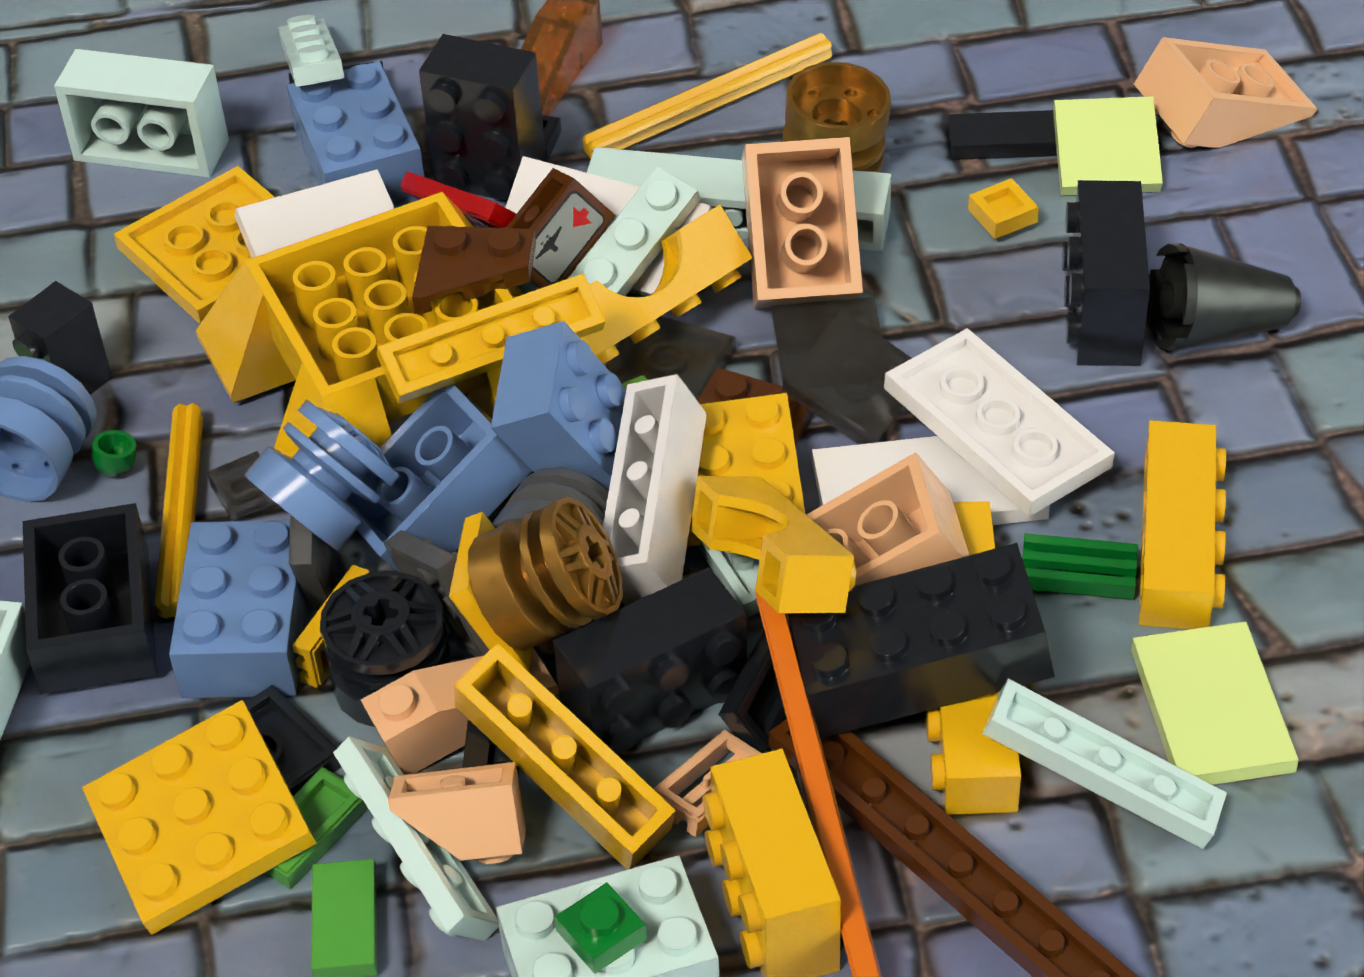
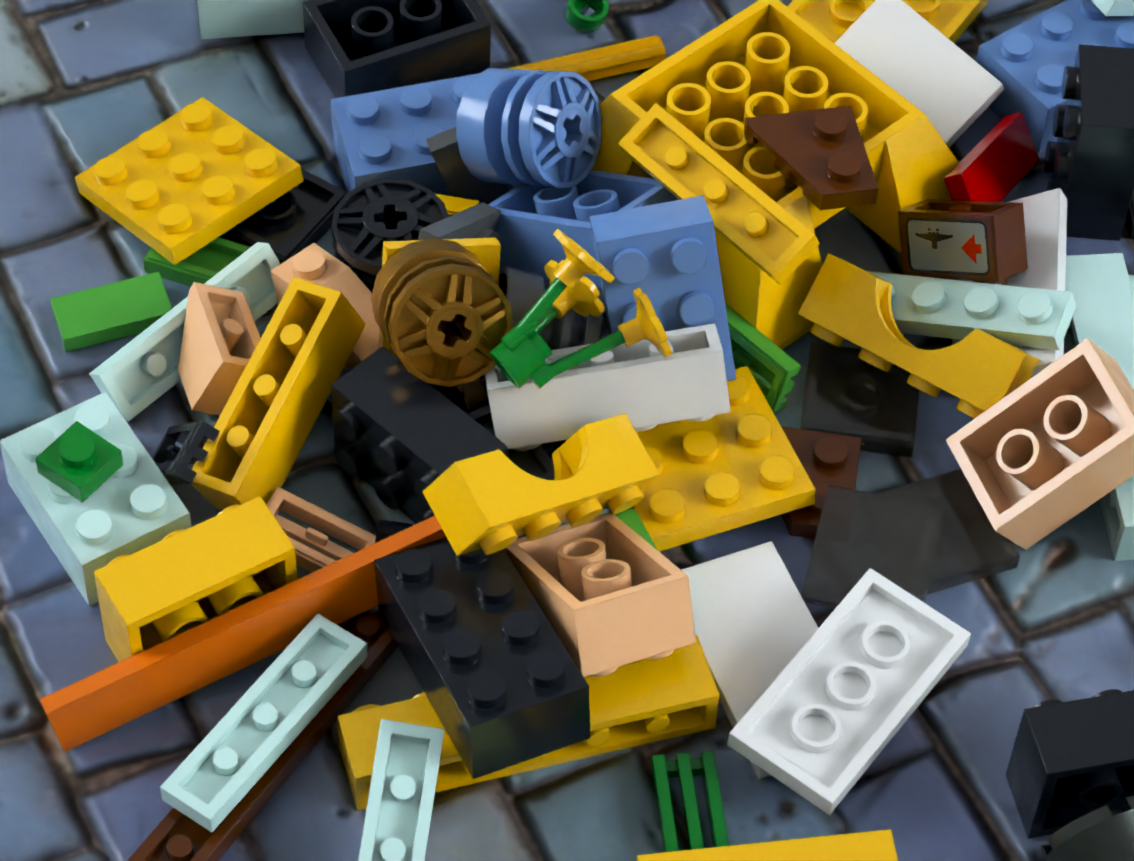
camera: 70 degrees right, 5 degrees up
(623, 826) = (174, 460): none -> black tile
(634, 512) = (524, 351): none -> plant
(942, 837) = (263, 722): none -> light aqua plate

